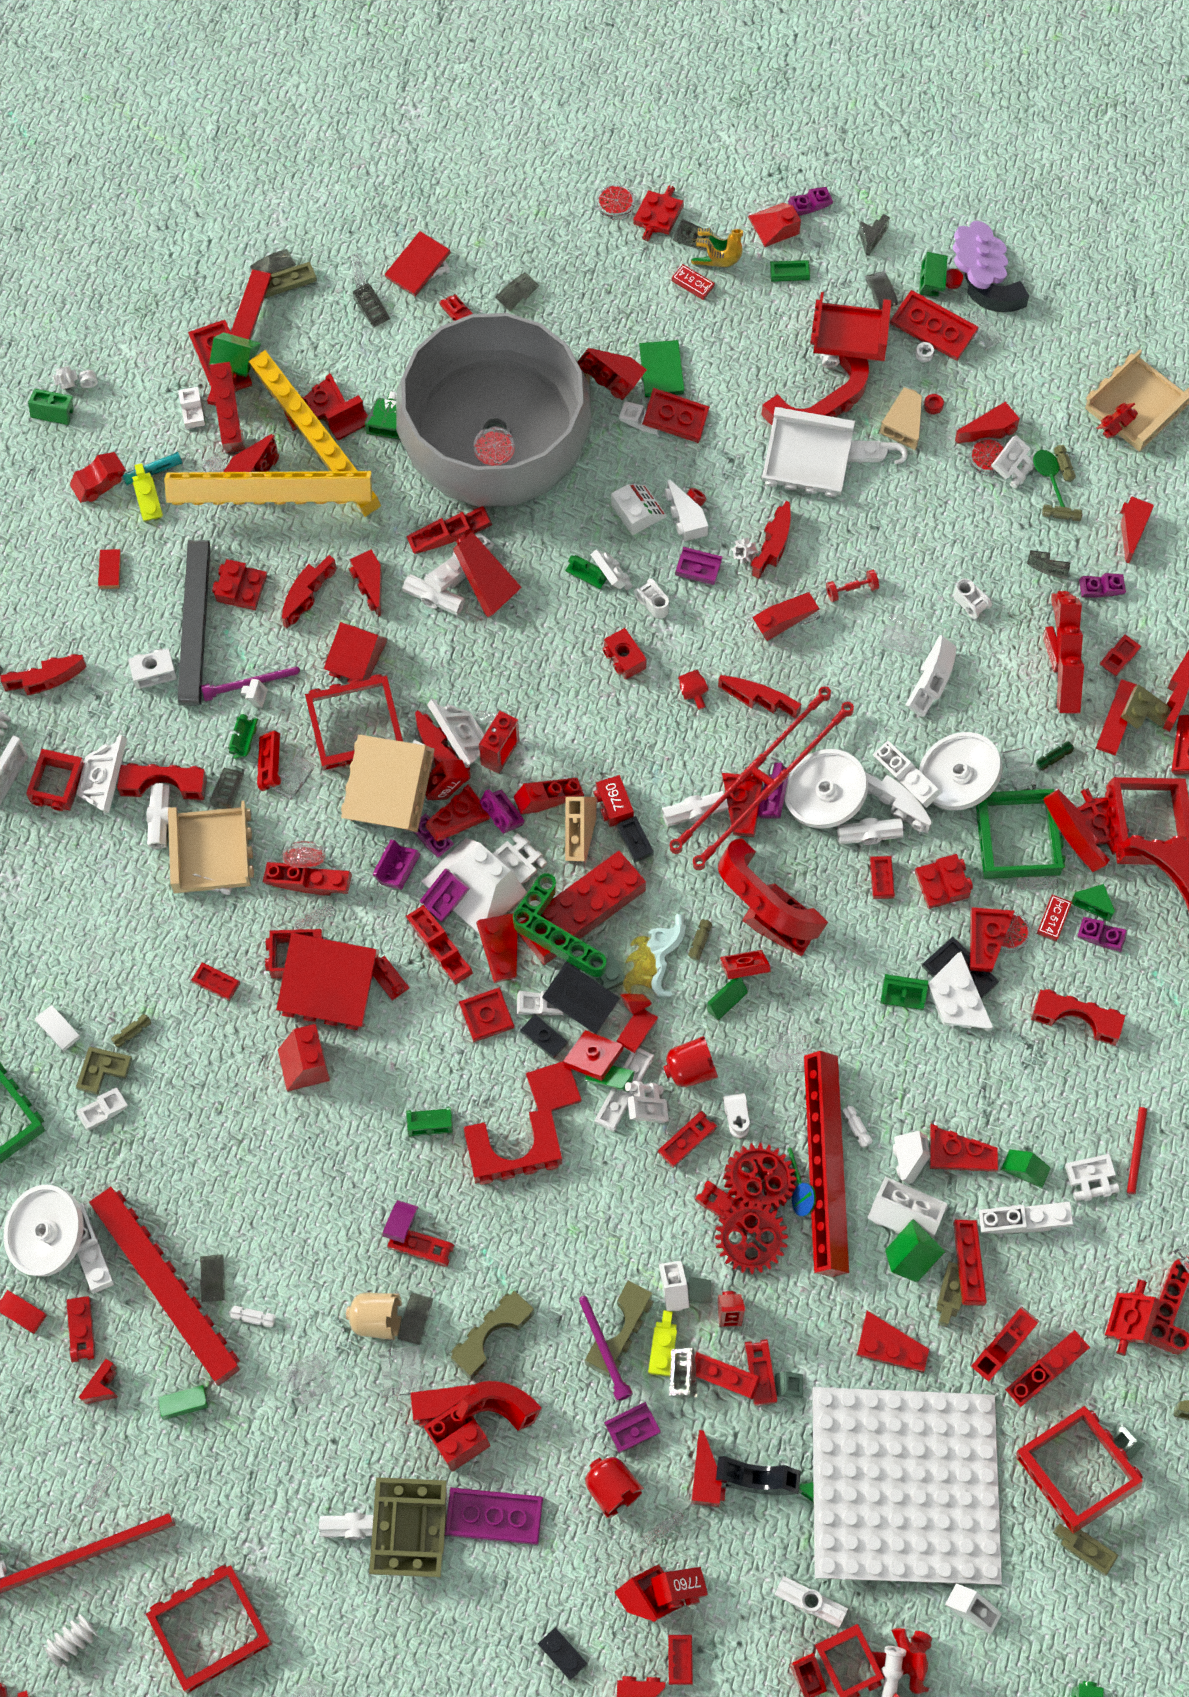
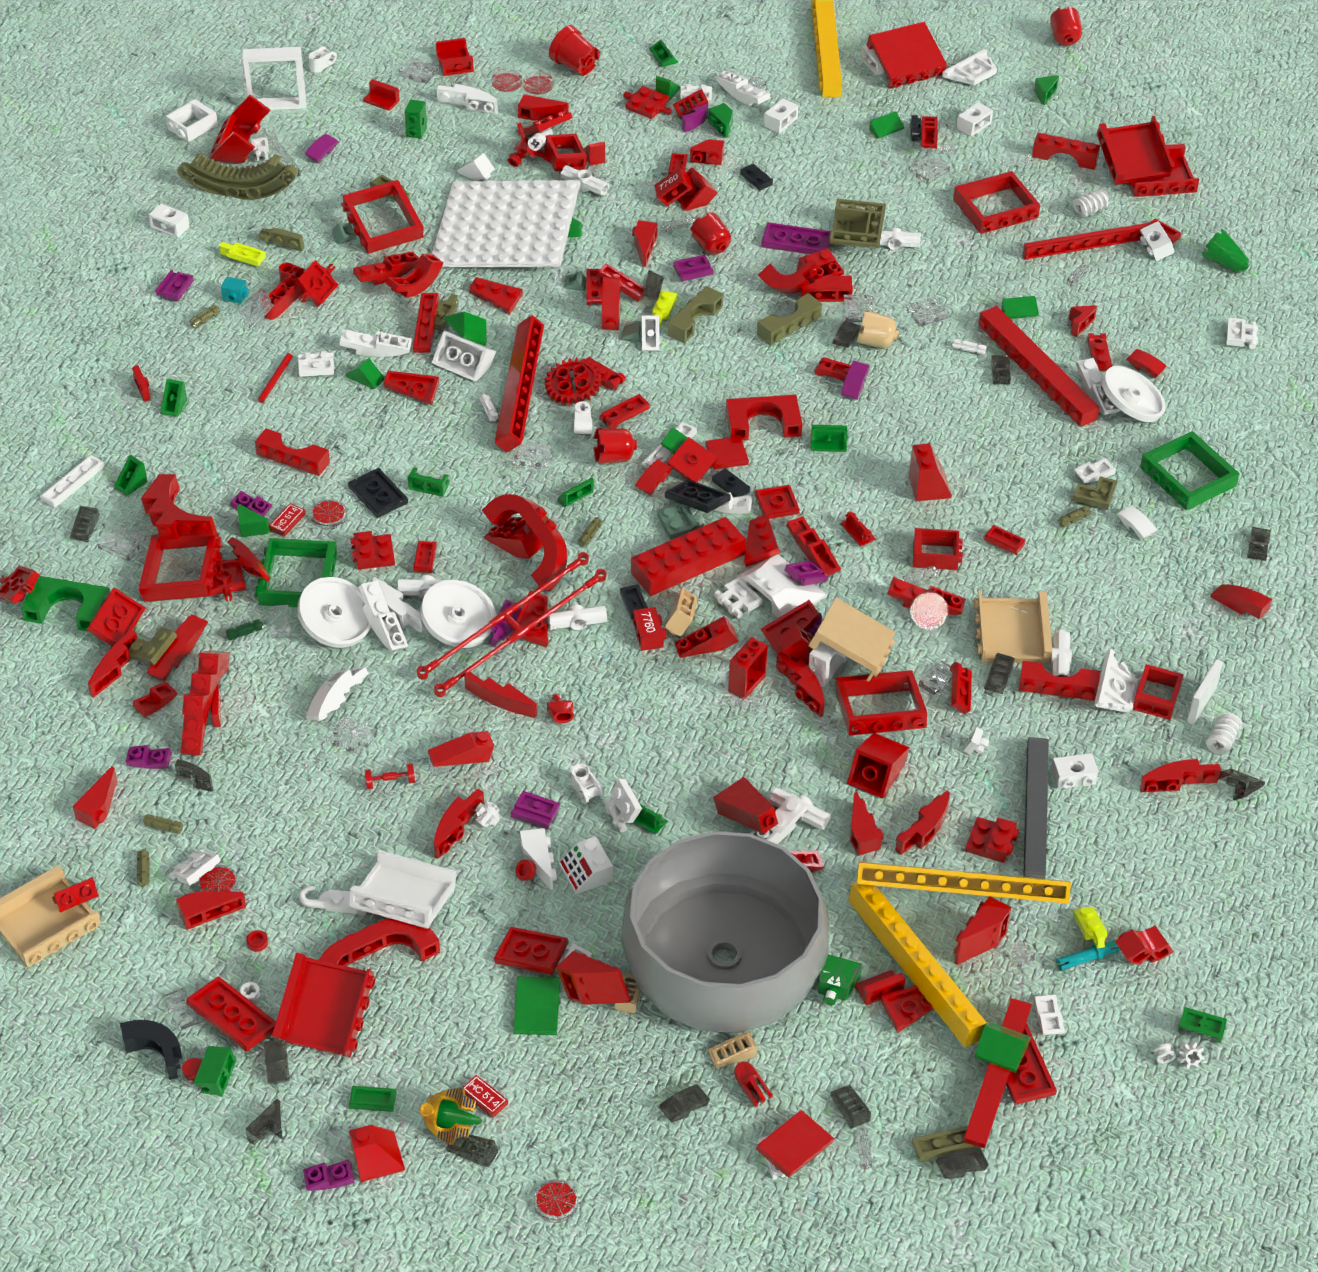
camera: 175 degrees left, 20 degrees down
(109, 569) = (1124, 867): red tile -> none
(211, 691) = (1018, 749): magenta piece -> none
(226, 406) = (1009, 971): red arch -> none
(241, 745) = (984, 707): green hinge -> none
(326, 981) = (908, 520): red panel -> none
(395, 865) = (850, 595): magenta bracket -> none
(460, 730) = (781, 685): white wing -> none
(494, 446) = (730, 849): clear tile -> none
(501, 810) = (748, 626): magenta bracket -> none
(554, 933) = (732, 525): green beam -> none
(621, 1389) = (698, 274): magenta piece -> none
(623, 643) = (620, 740): red brick -> none
(635, 1002) = (652, 493): red slope -> none
(646, 1108) = (653, 427): white plate -> none
(650, 957) = (634, 523): piece -> none
(658, 212) = (508, 1181): red plate -> none
(736, 1250) = (586, 347): red gear -> none
(745, 964) = (558, 500): red plate -> none
(758, 1479) = (605, 235): black arch -> none
(804, 1194) = (542, 368): blue piece -> none
(903, 419) = (293, 922): tan slope -> none
(912, 1155) = (451, 383): white slope -> none
(958, 997) = (386, 470): white wing -> none
(974, 601) = (279, 755): white piece -> none
(980, 254) = (157, 1074): lavender plate -> none
(986, 936) = (349, 504): red wing -> none
(1048, 466) = (163, 865): green piece -> none

